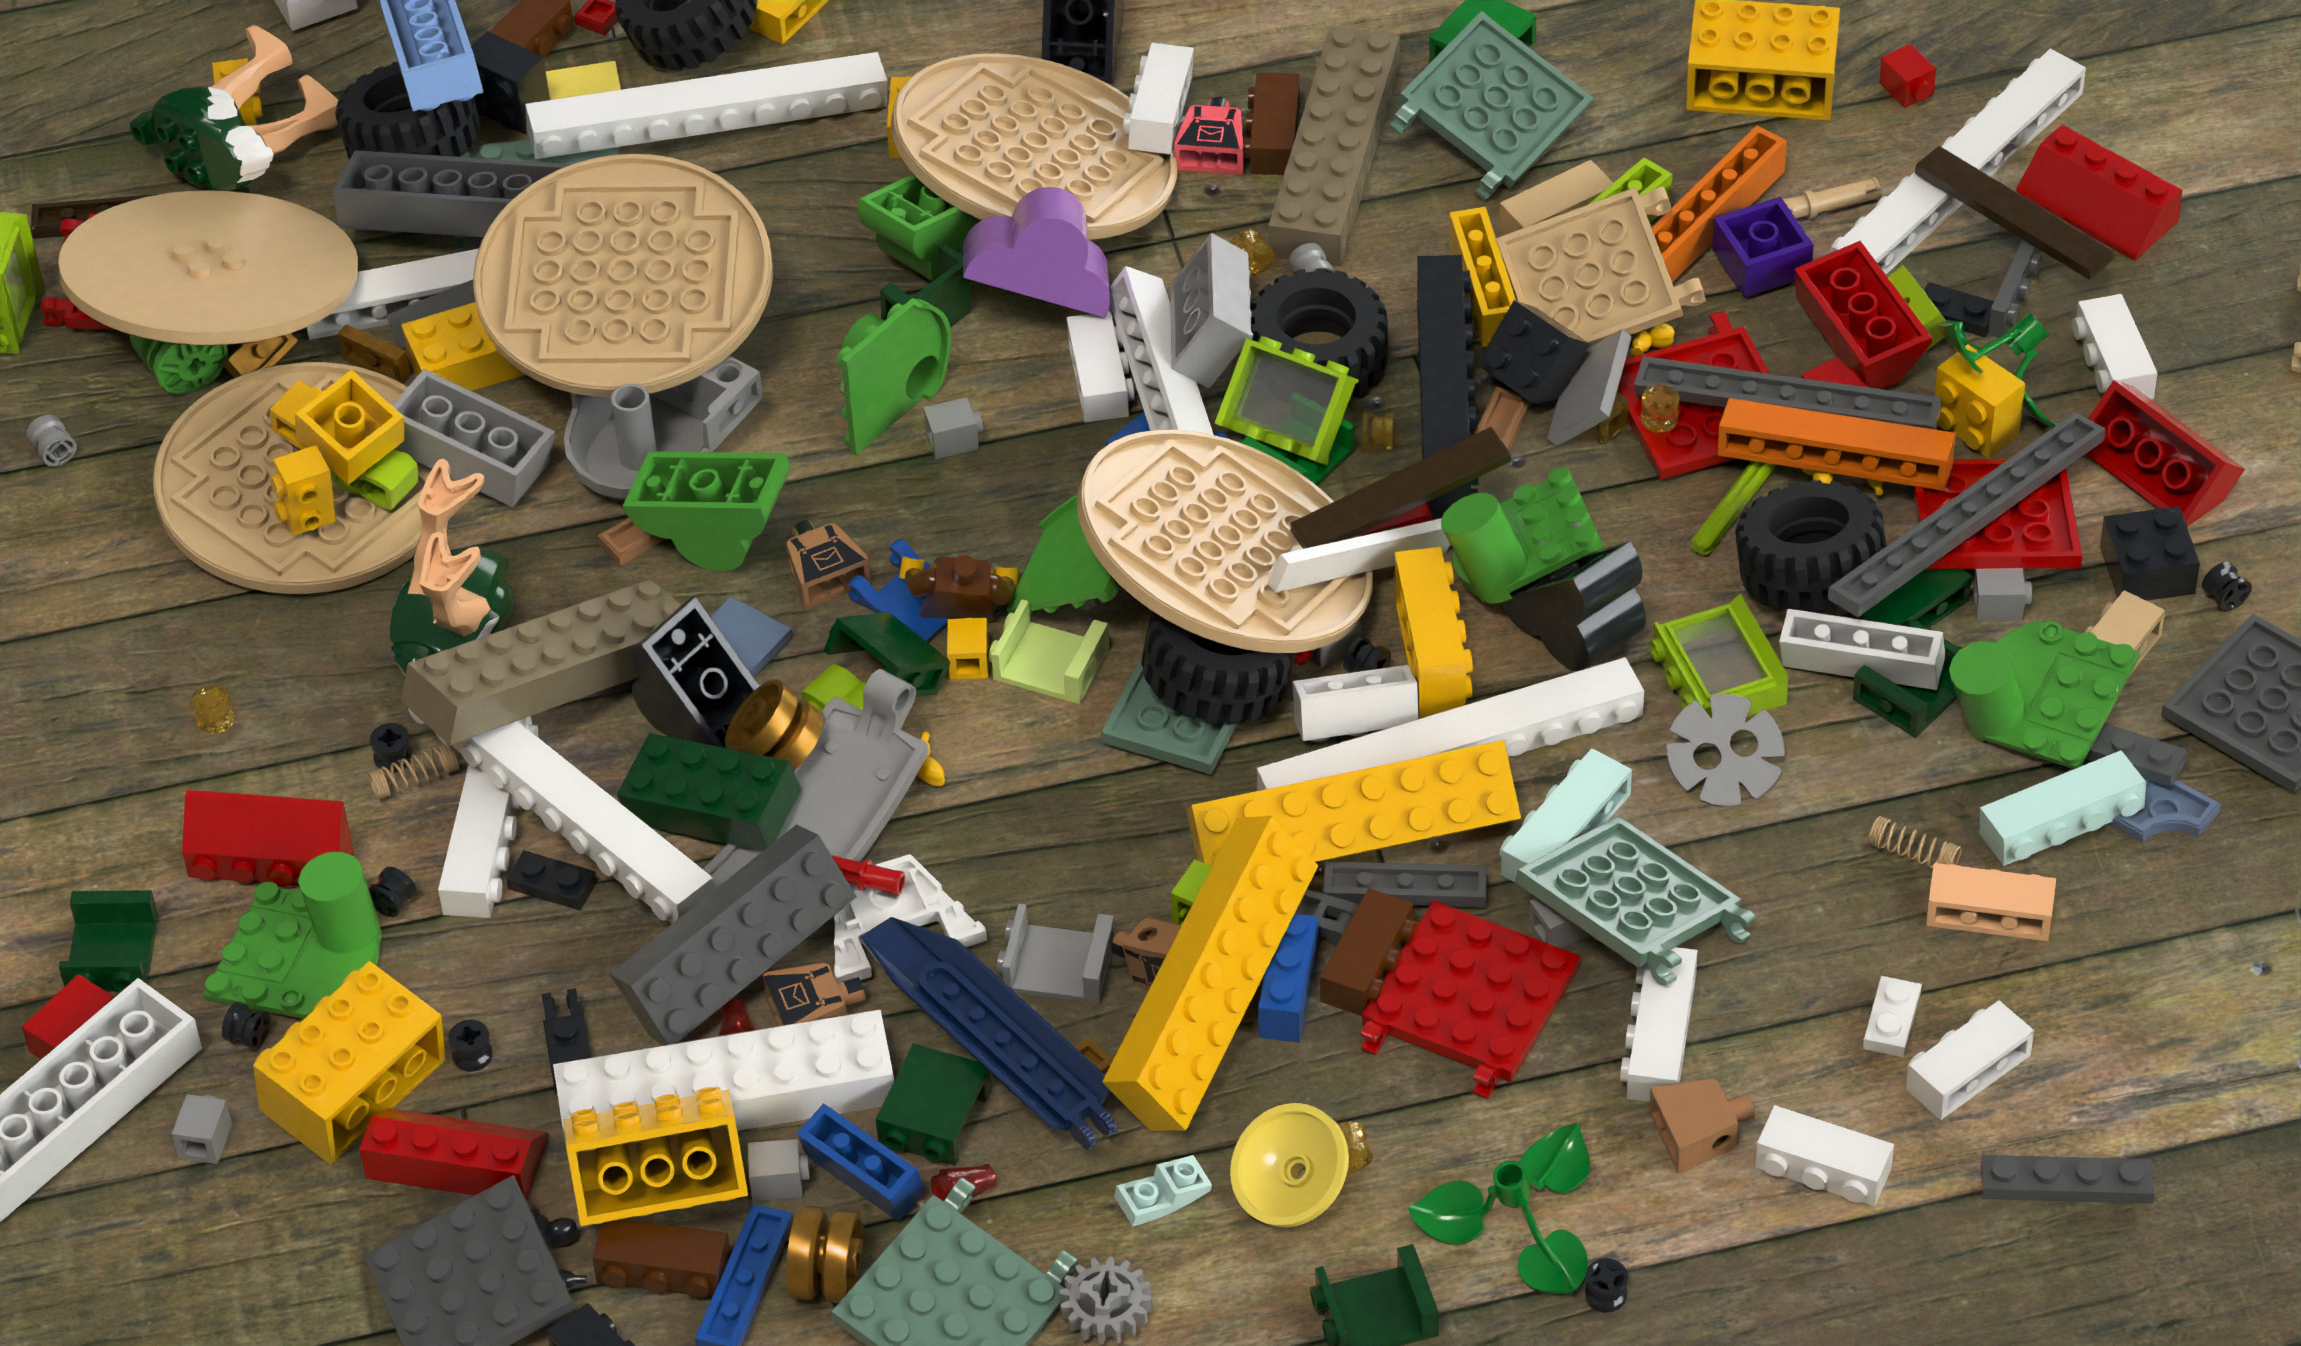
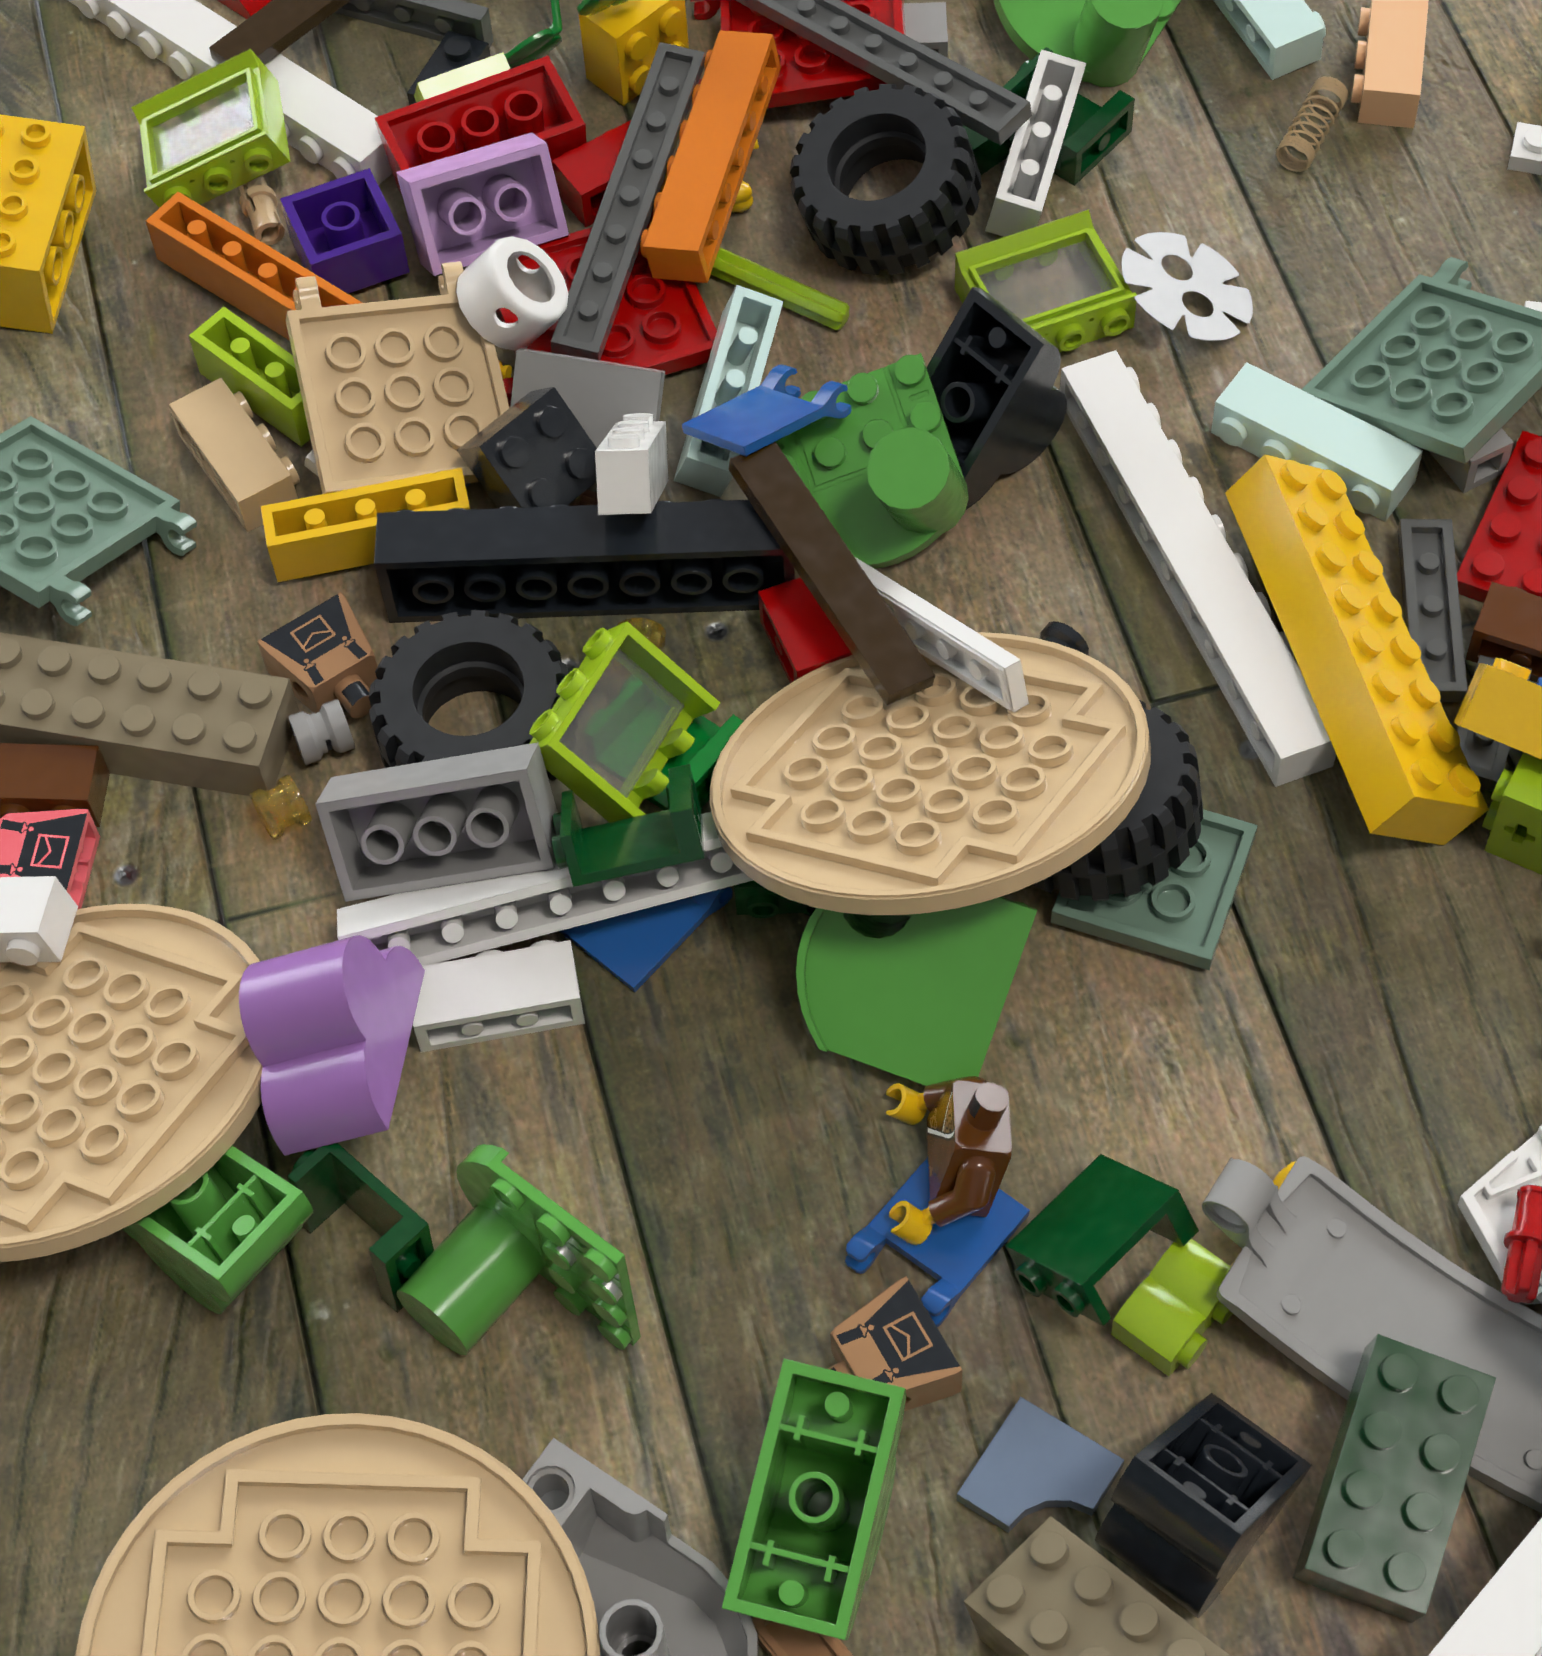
camera: 90 degrees left, 10 degrees up
(776, 724) = (1285, 1378): pearl gold wheel -> none
(952, 427) = (612, 1187): light grey brick -> none
(968, 648) = (1054, 1141): yellow brick -> none
(1047, 657) = (1059, 1034): yellowish green panel -> none
(1183, 389) = (634, 842): none -> dark green panel
(1354, 702) = (1146, 647): white brick -> none
(1379, 262) = (324, 657): none -> torso
(1432, 630) = (1033, 566): yellow brick -> none
(1503, 389) = (632, 466): none -> white brick
(1549, 459) = (766, 413): none -> blue flag
(1604, 461) = (732, 370): none -> light aqua brick
(1648, 331) = (501, 281): none -> white piece
(1660, 408) = (634, 331): clear yellow wheel -> none
(1781, 311) = (482, 196): none -> lavender brick
(1857, 162) = (213, 131): none -> lime window
(1907, 75) = (48, 95): red brick -> none

